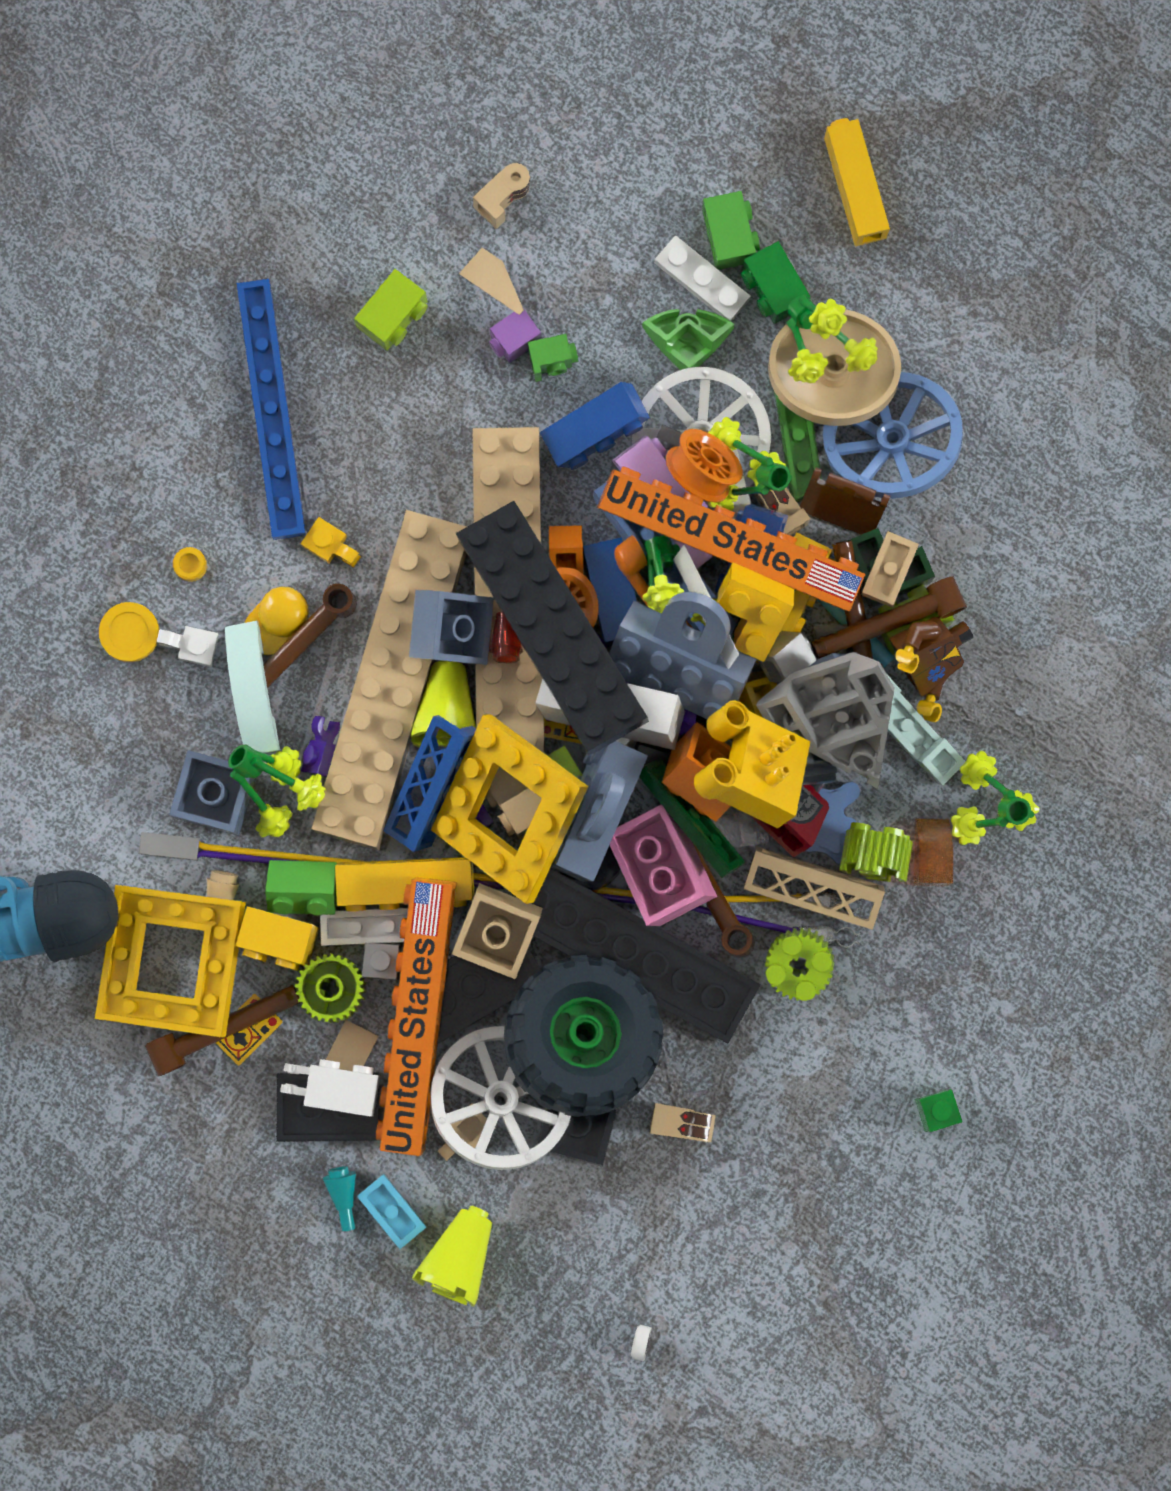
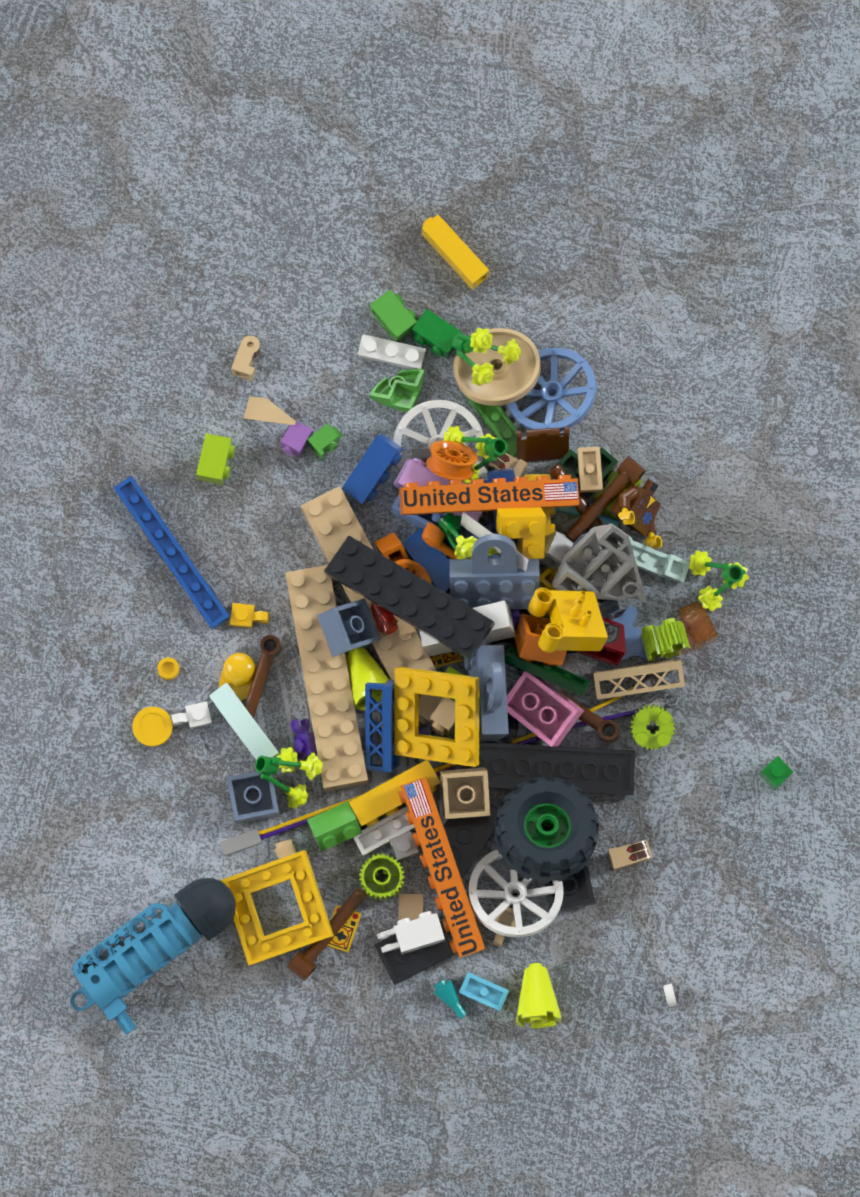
camera: 25 degrees left, 5 degrees down
(278, 937) = (335, 862): yellow brick -> none

